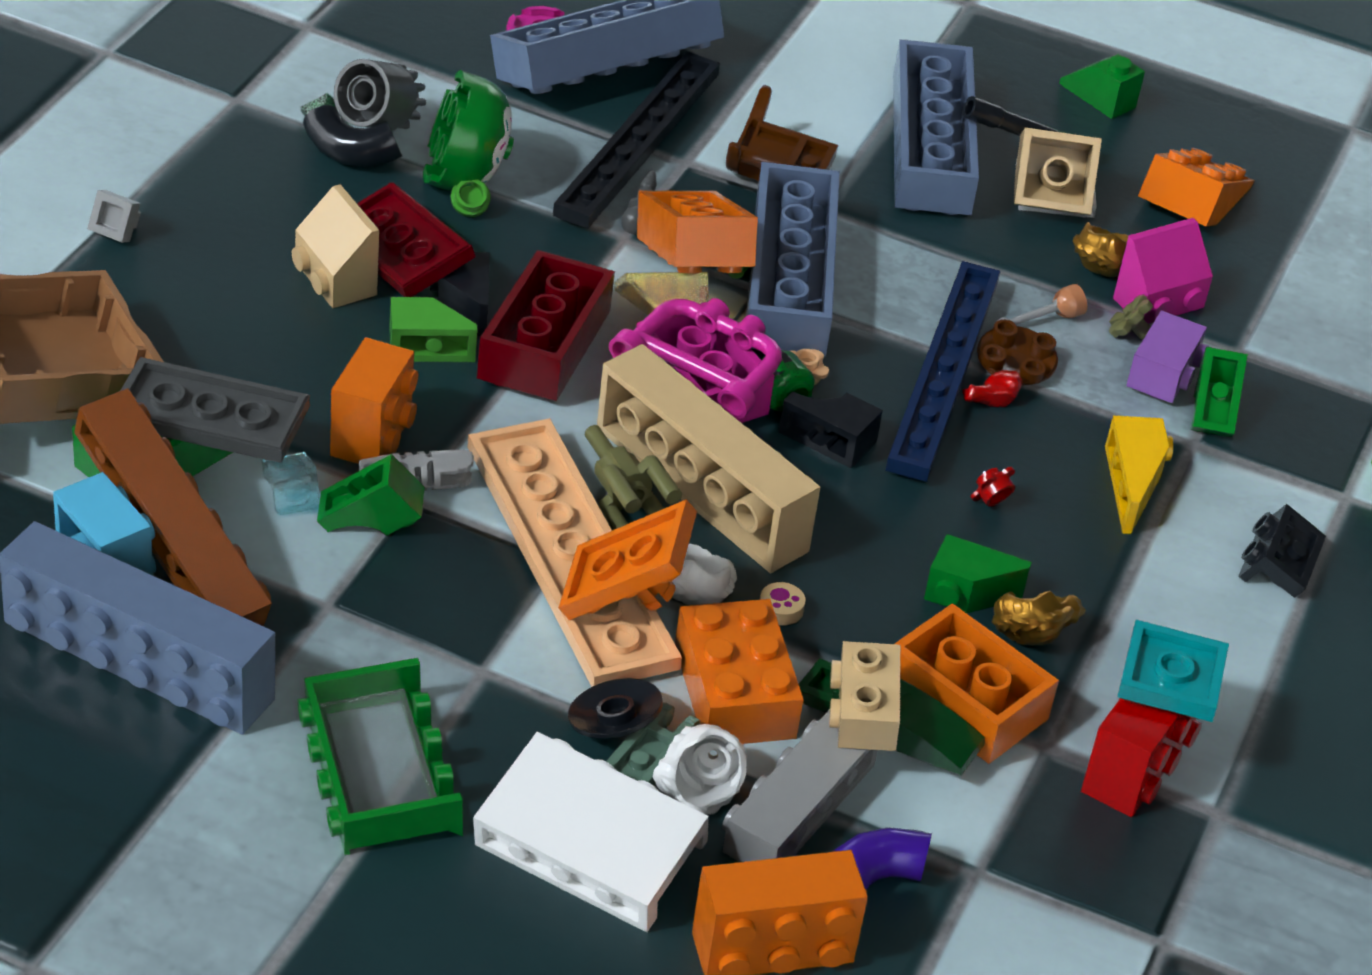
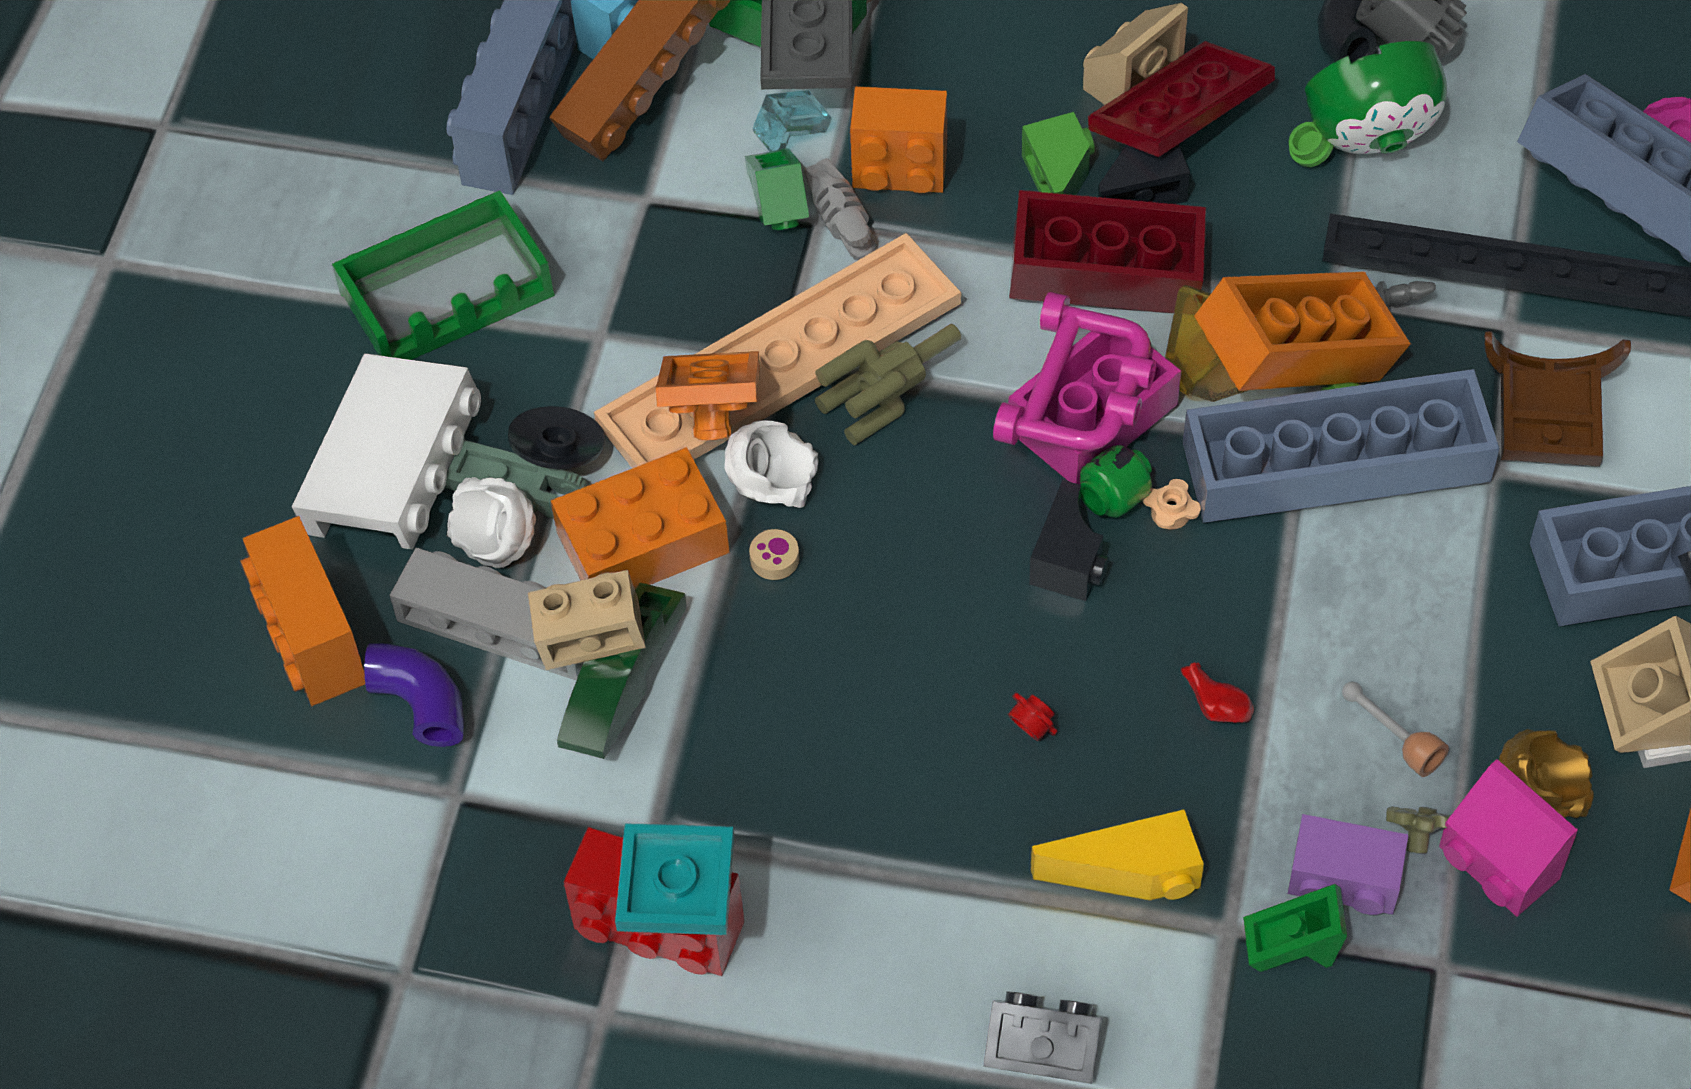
camera: 85 degrees right, 15 degrees up
(711, 457) = (933, 430): tan brick -> none
(943, 372) = (1231, 638): dark blue plate -> none
(974, 575) = (867, 712): green slope -> none
(978, 678) = (683, 729): orange brick -> none
(1018, 350) = (1295, 710): reddish brown dish -> none
(1037, 618) = (818, 779): pearl gold hair -> none

